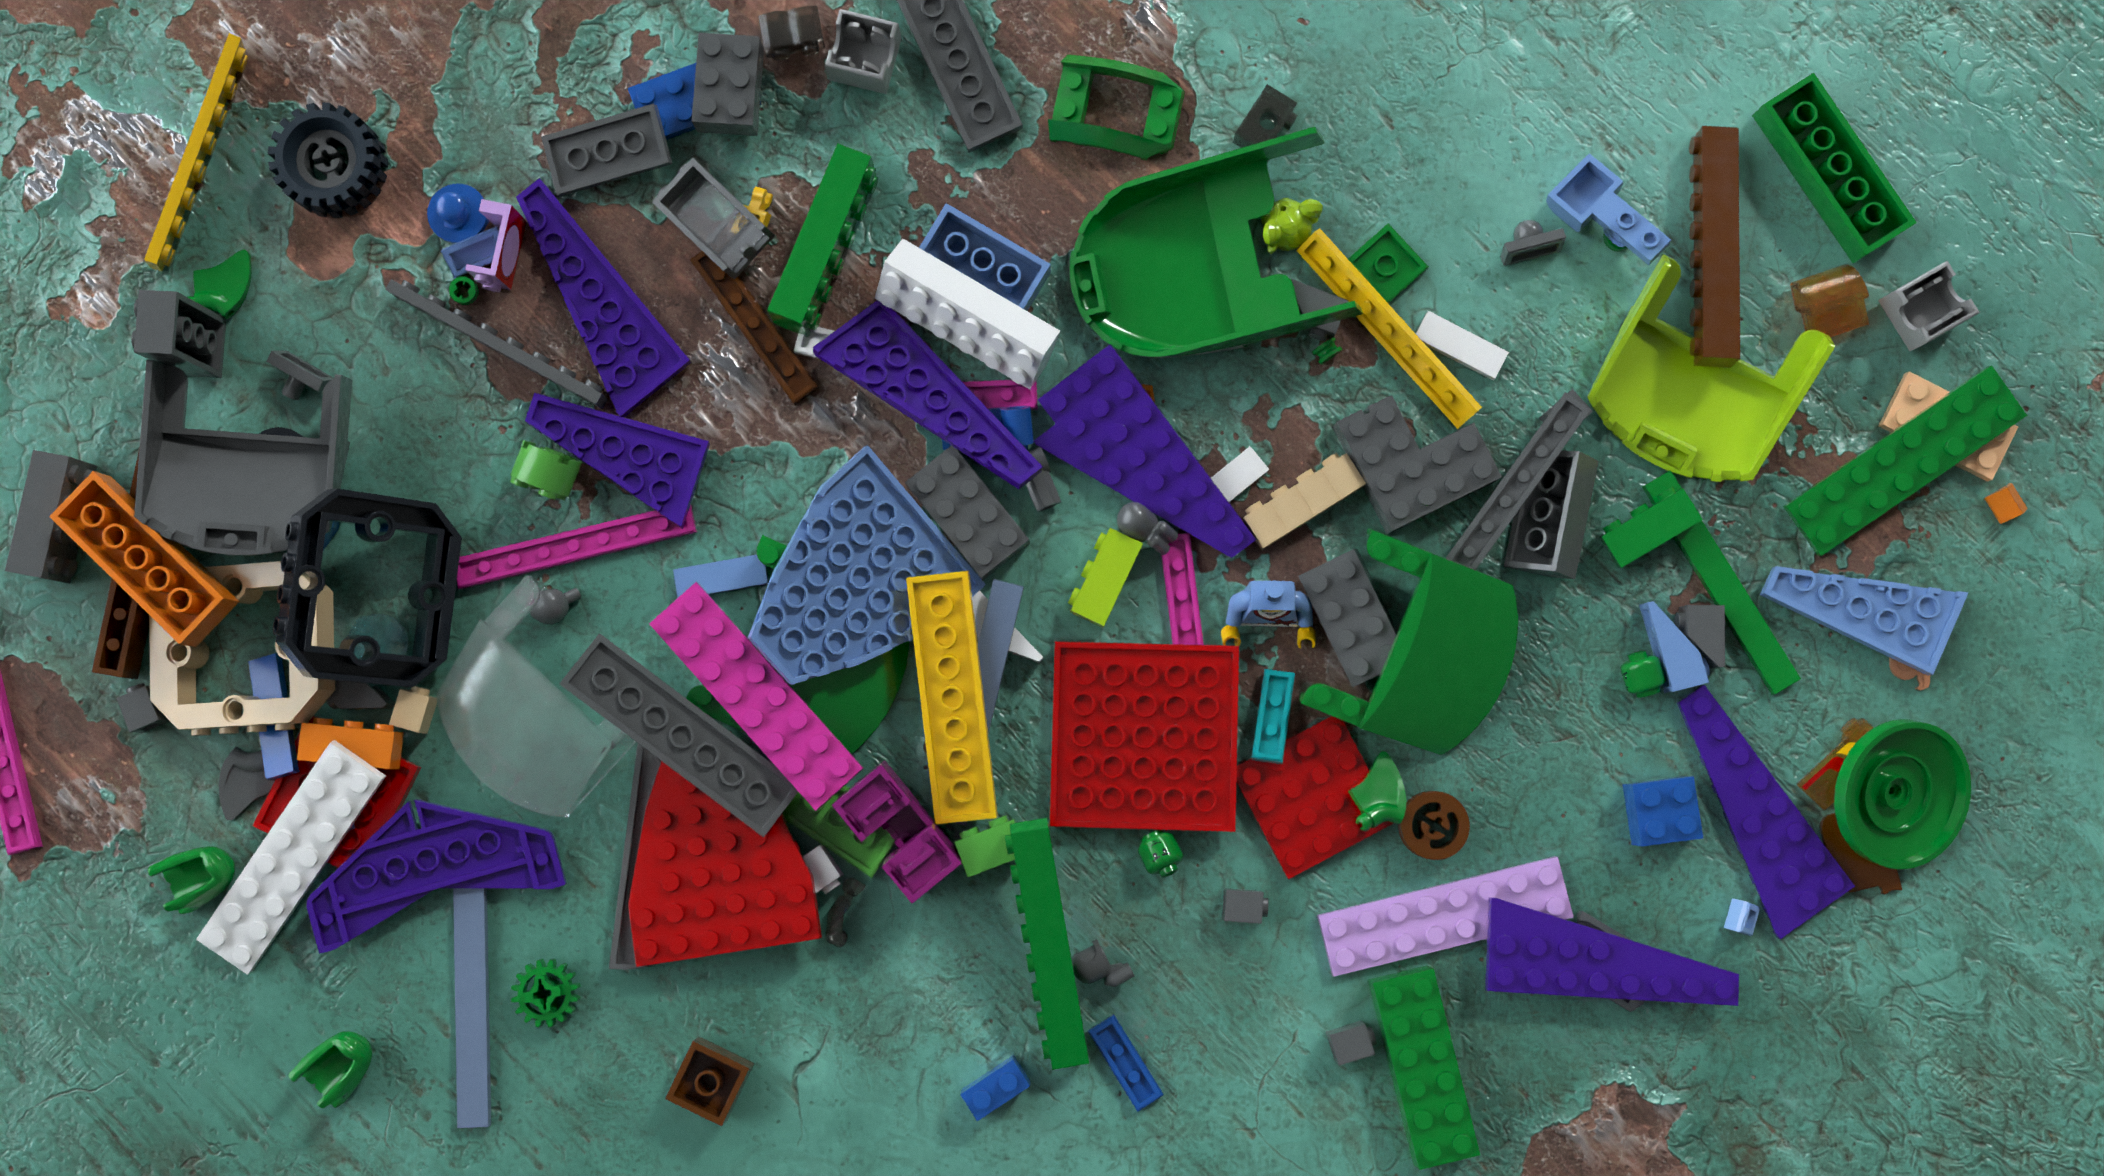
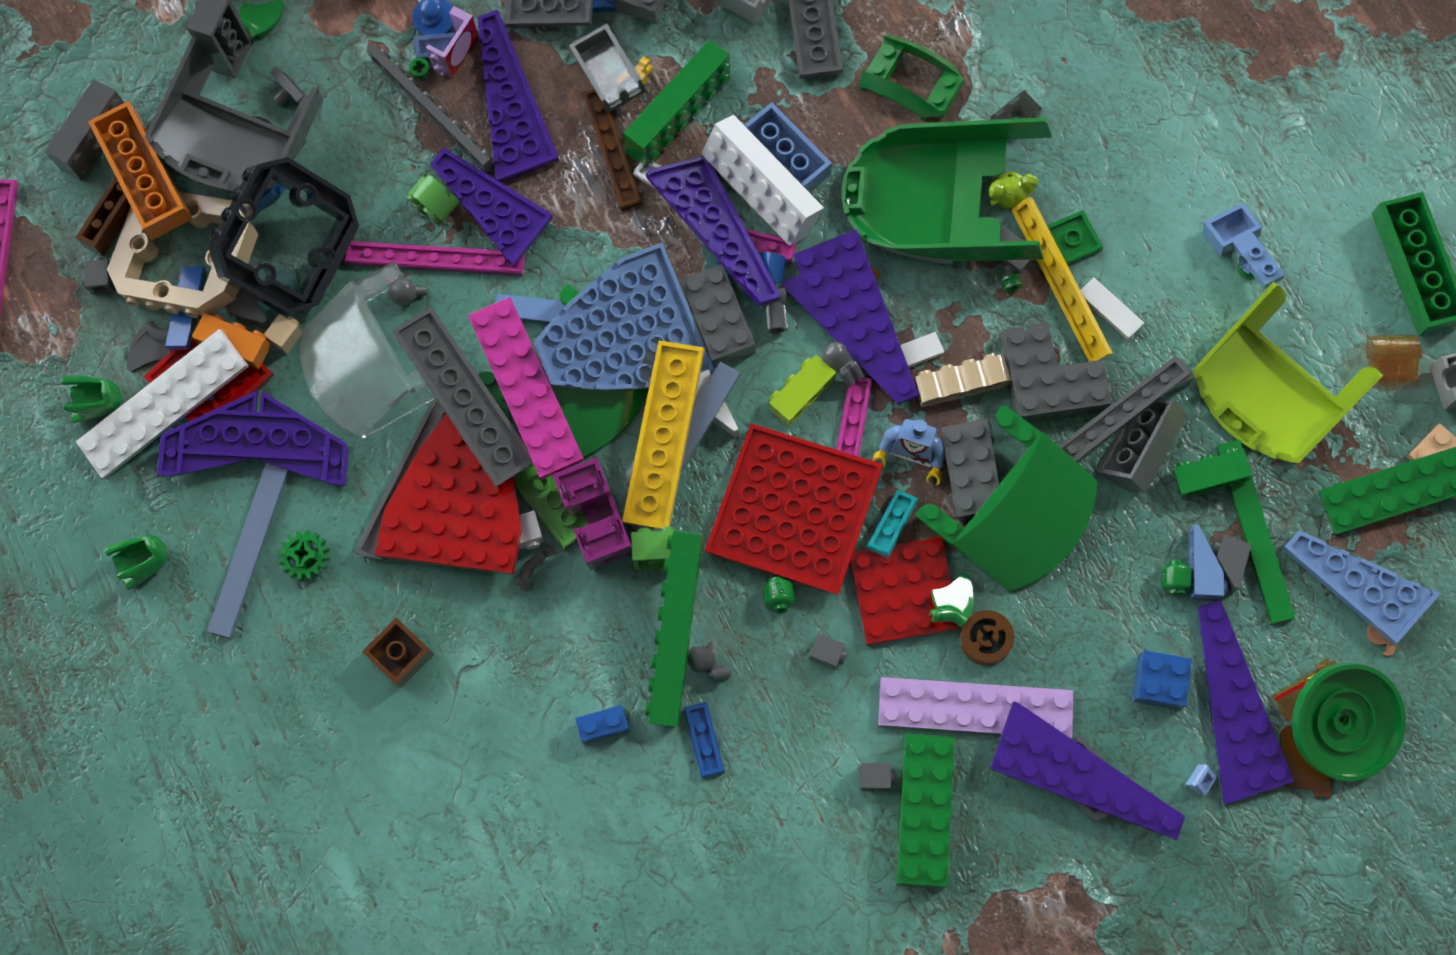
camera: 20 degrees right, 10 degrees down
(1531, 243) = (1183, 253): dark grey tile -> none
(1715, 247) = (1317, 292): reddish brown brick -> none

